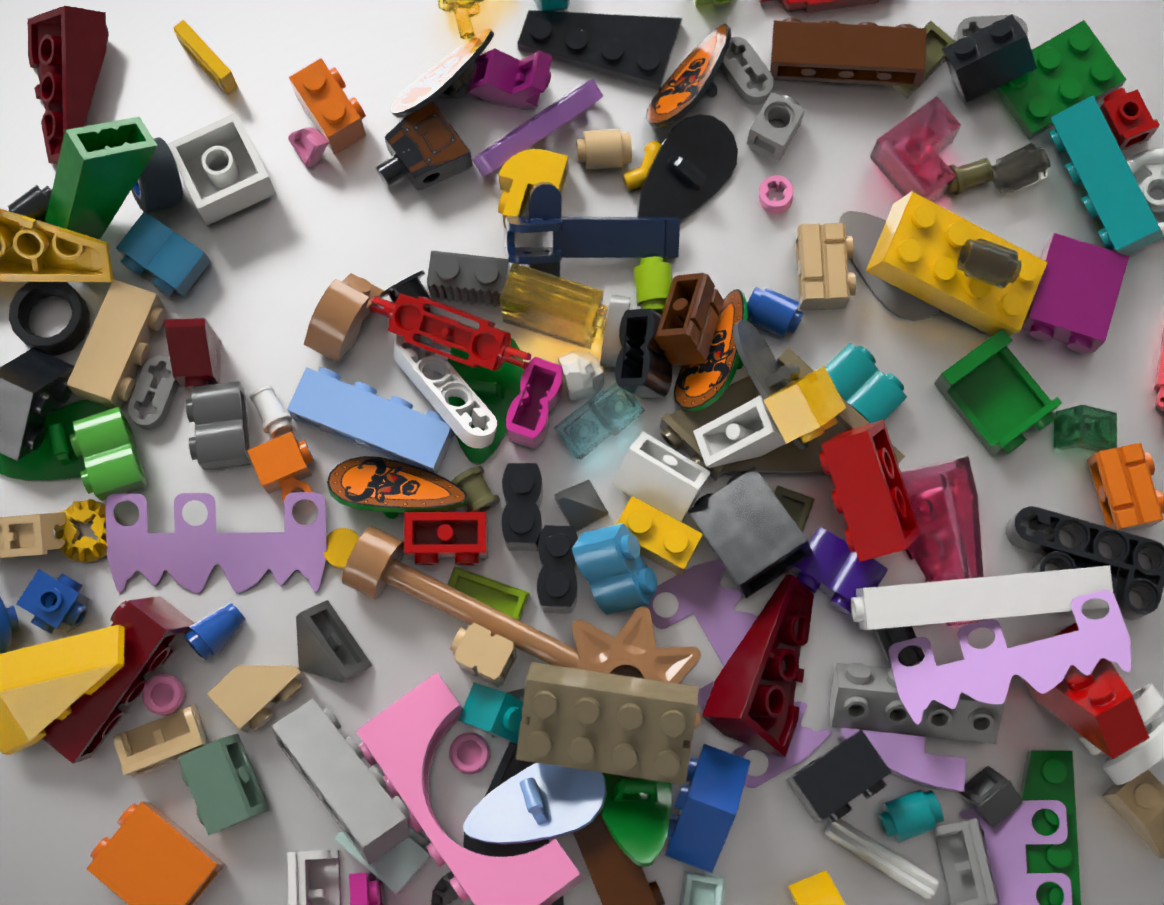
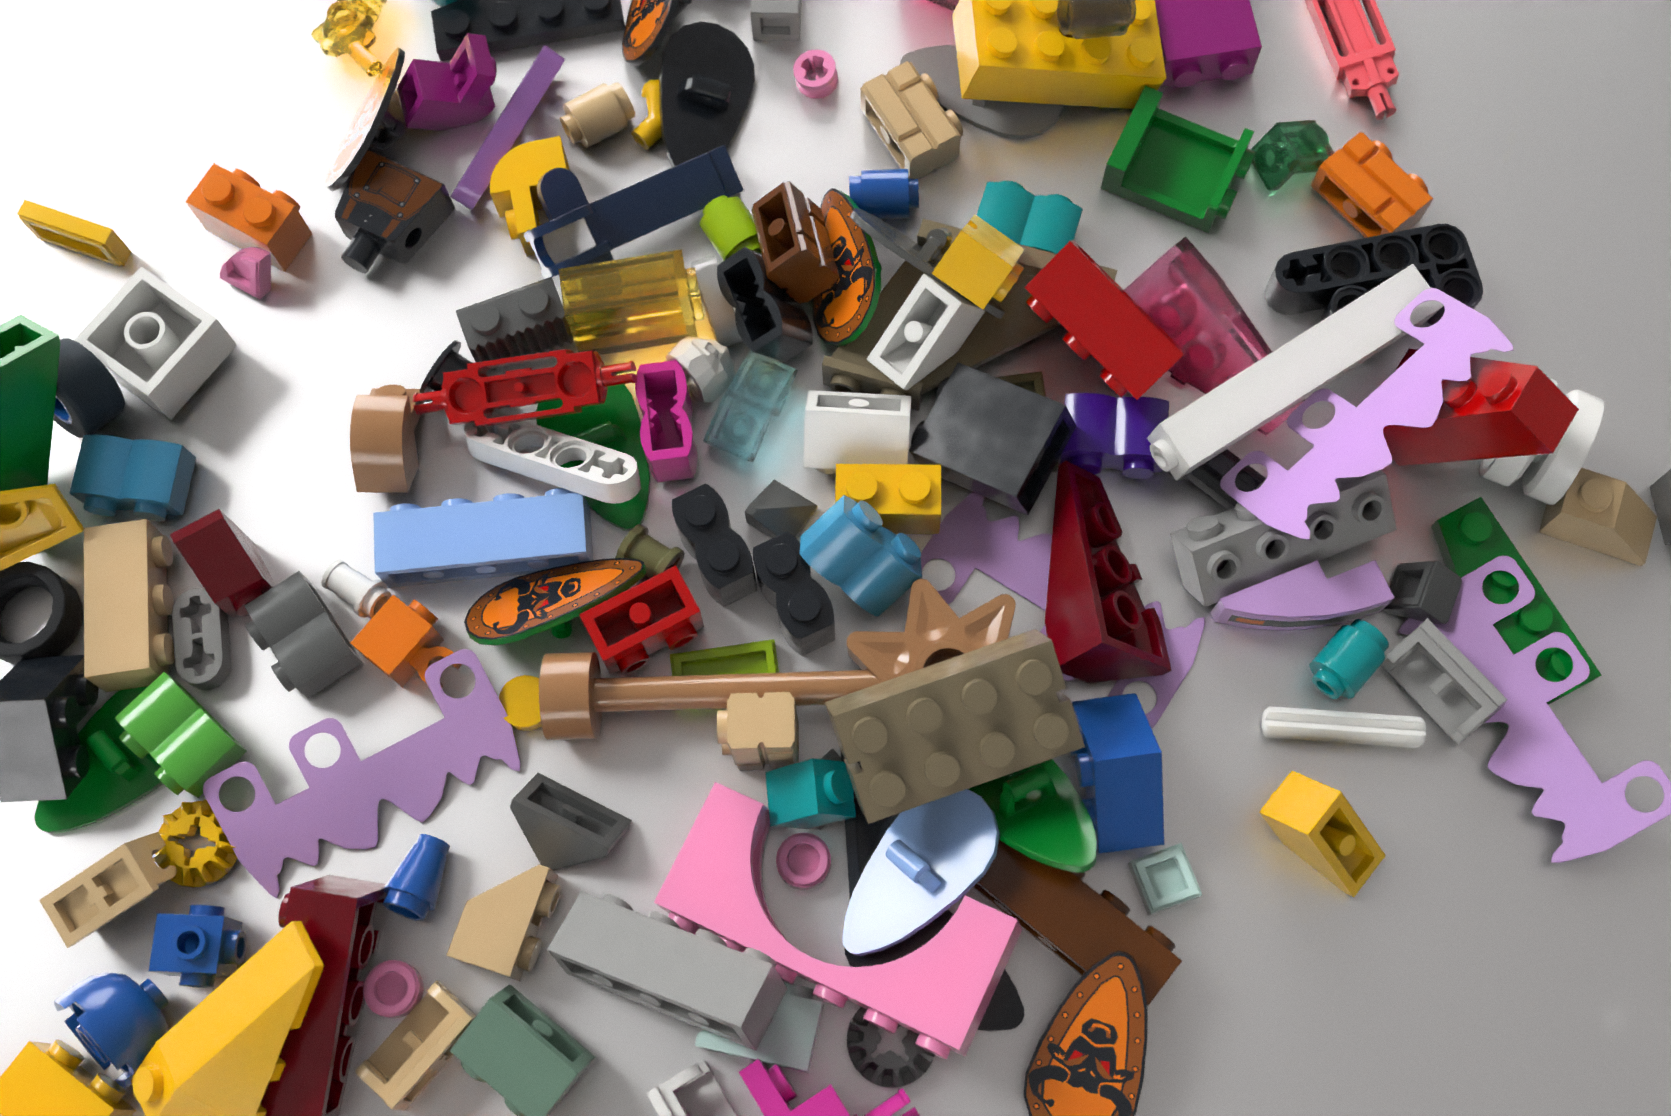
camera: 25 degrees left, 5 degrees down
(839, 777) = (1244, 662): black brick -> none

